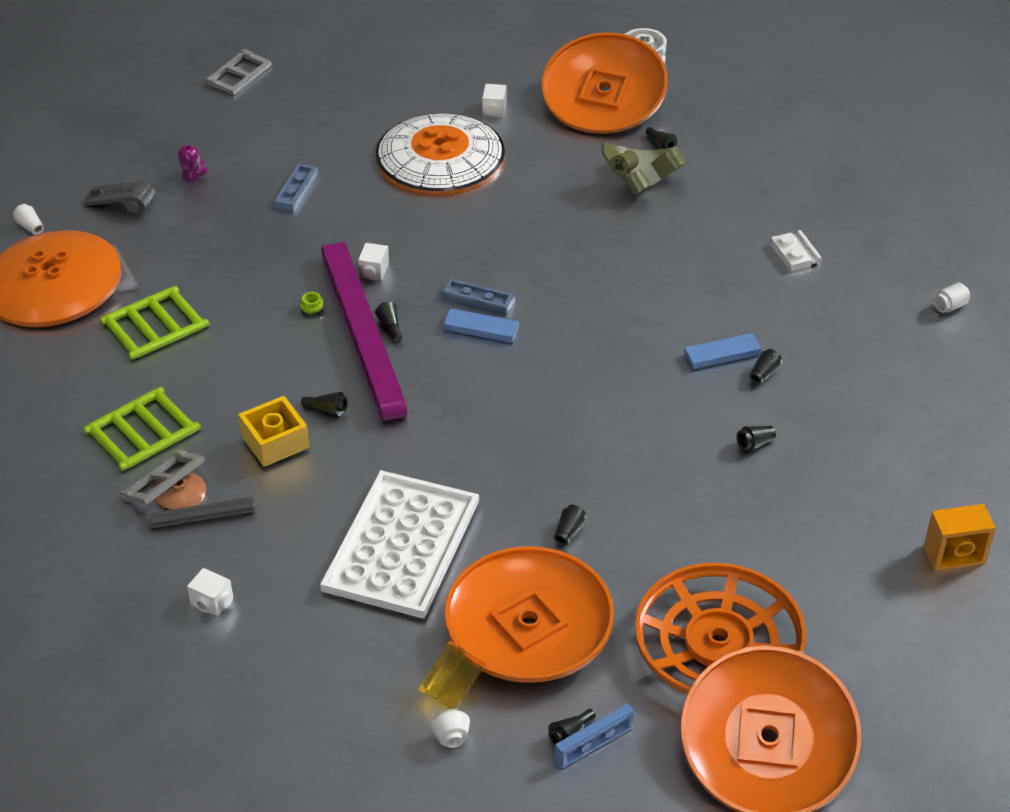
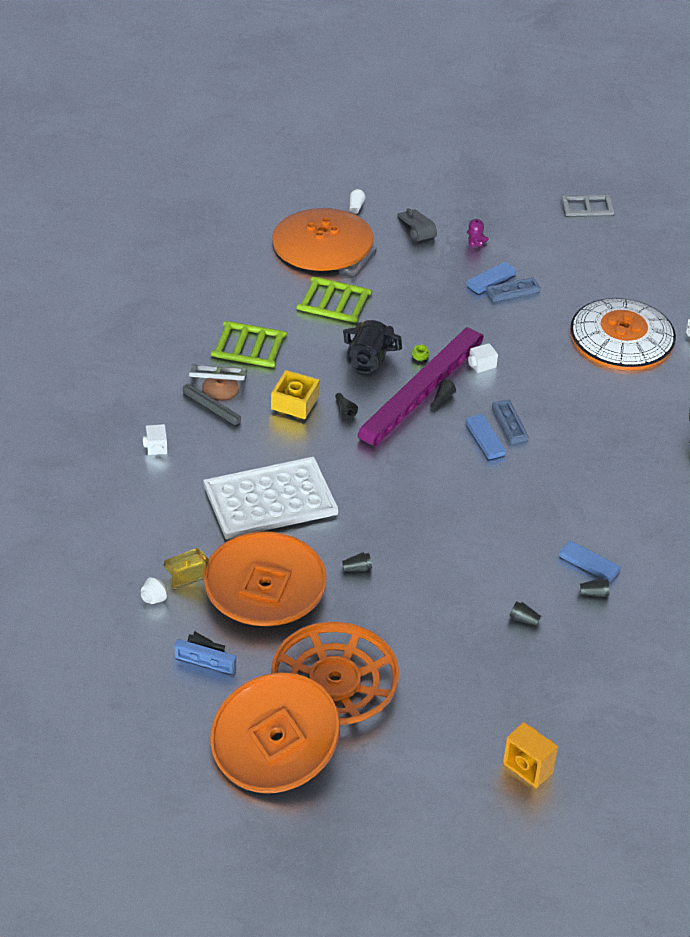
camera: 50 degrees right, 0 degrees up
(261, 192) = (491, 277): none -> medium blue tile
(268, 329) = (370, 344): none -> black container

